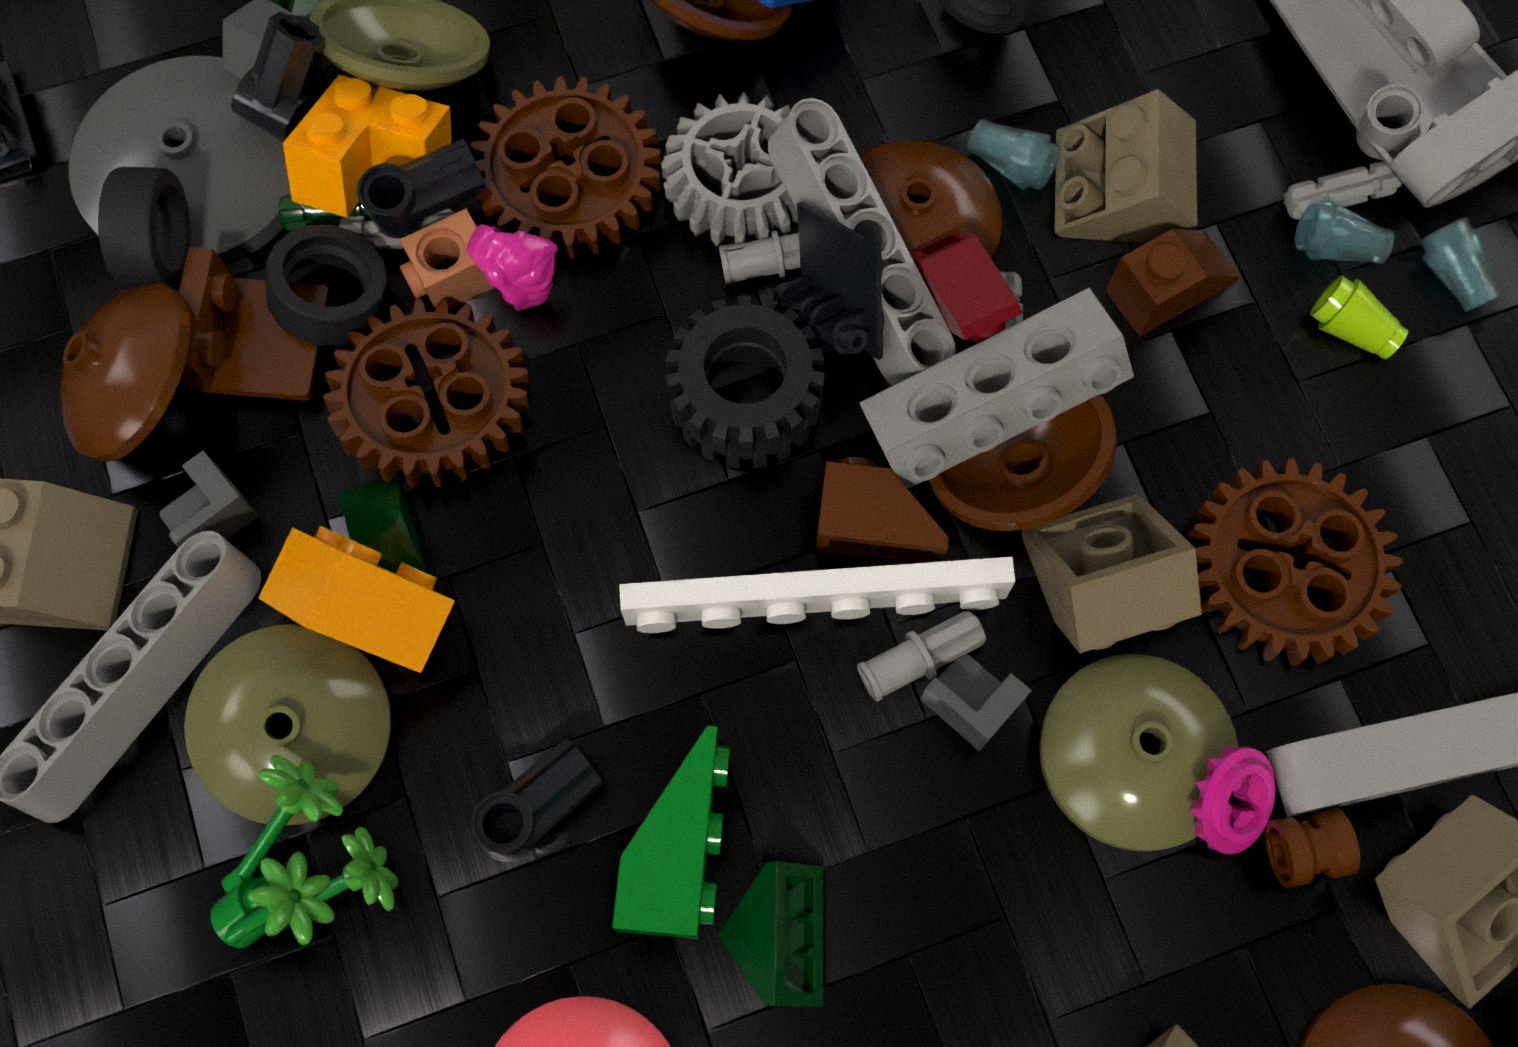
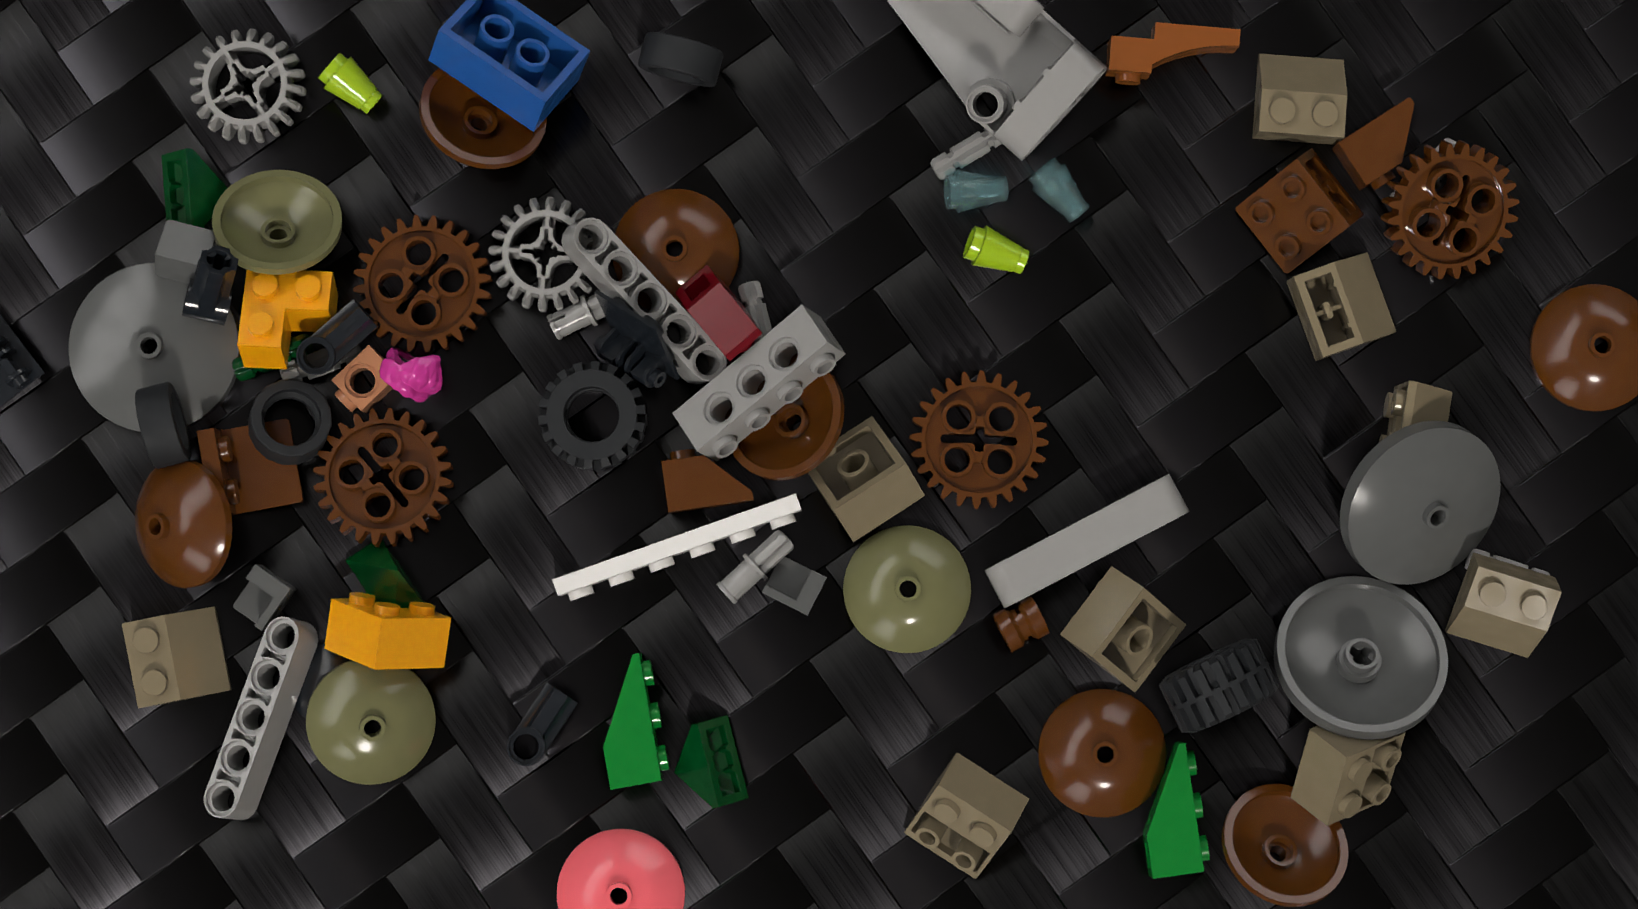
camera: 15 degrees left, 15 degrees up
(284, 895) = (392, 834): bright green plant -> none
(1017, 153) = (736, 186): clear light blue cone -> none
(1127, 172) = (815, 183): dark tan slope -> none
(1168, 278) = (864, 252): reddish brown slope -> none
(1252, 780) = (973, 622): dark pink gear -> none

